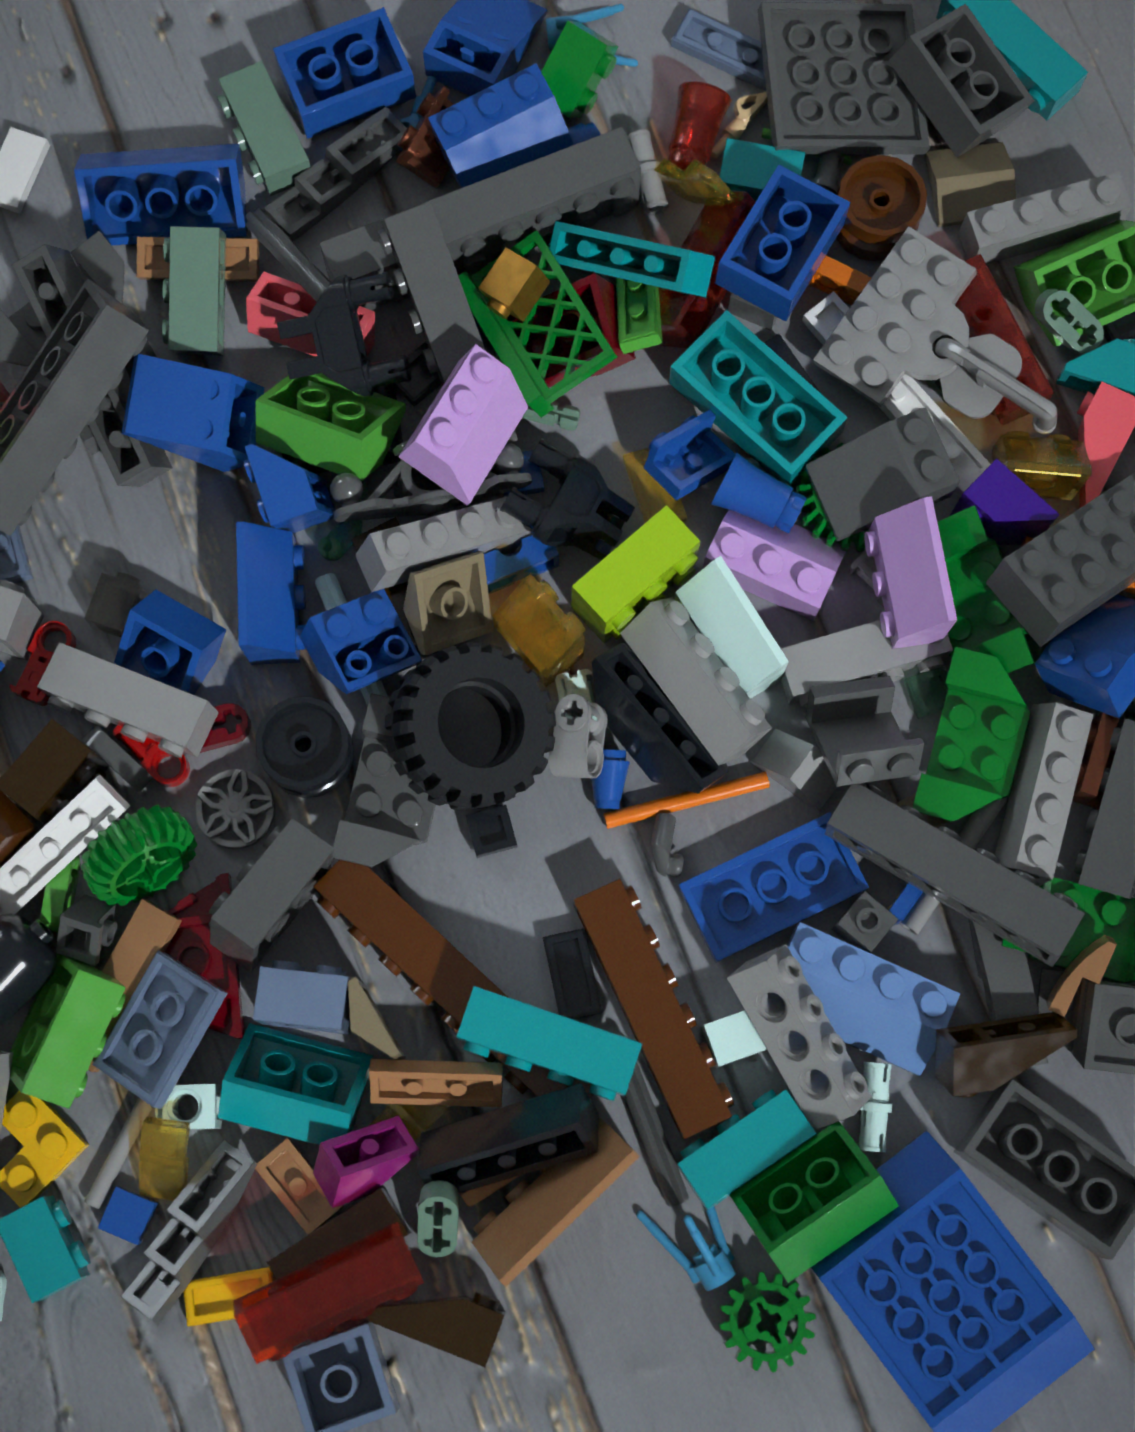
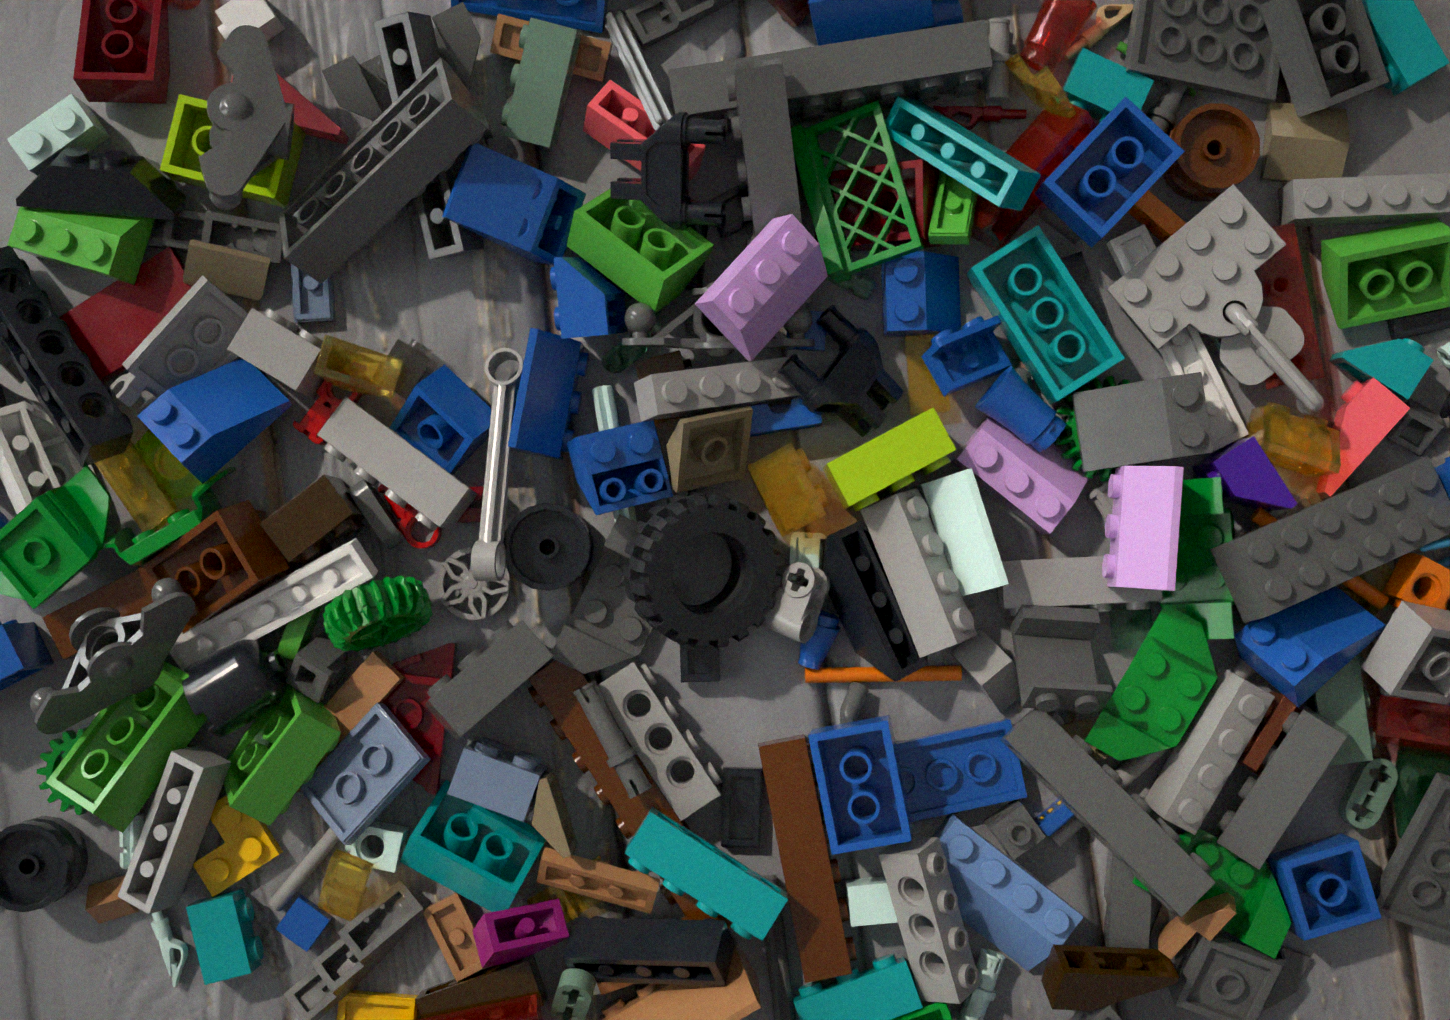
camera: 15 degrees right, 10 degrees up
(65, 607) = (357, 368): none -> clear yellow slope
(242, 757) = (489, 553): none -> light grey piece
(411, 882) = (683, 795): none -> light grey brick
(429, 939) = (612, 740): none -> dark grey pin
(513, 285) = (842, 154): pearl gold brick -> none
(625, 409) = (920, 294): none -> blue slope
(650, 225) = (987, 113): none -> dark red hand
(689, 908) = (861, 785): none -> blue brick
(1075, 314) = (1366, 305): sand green beam -> none

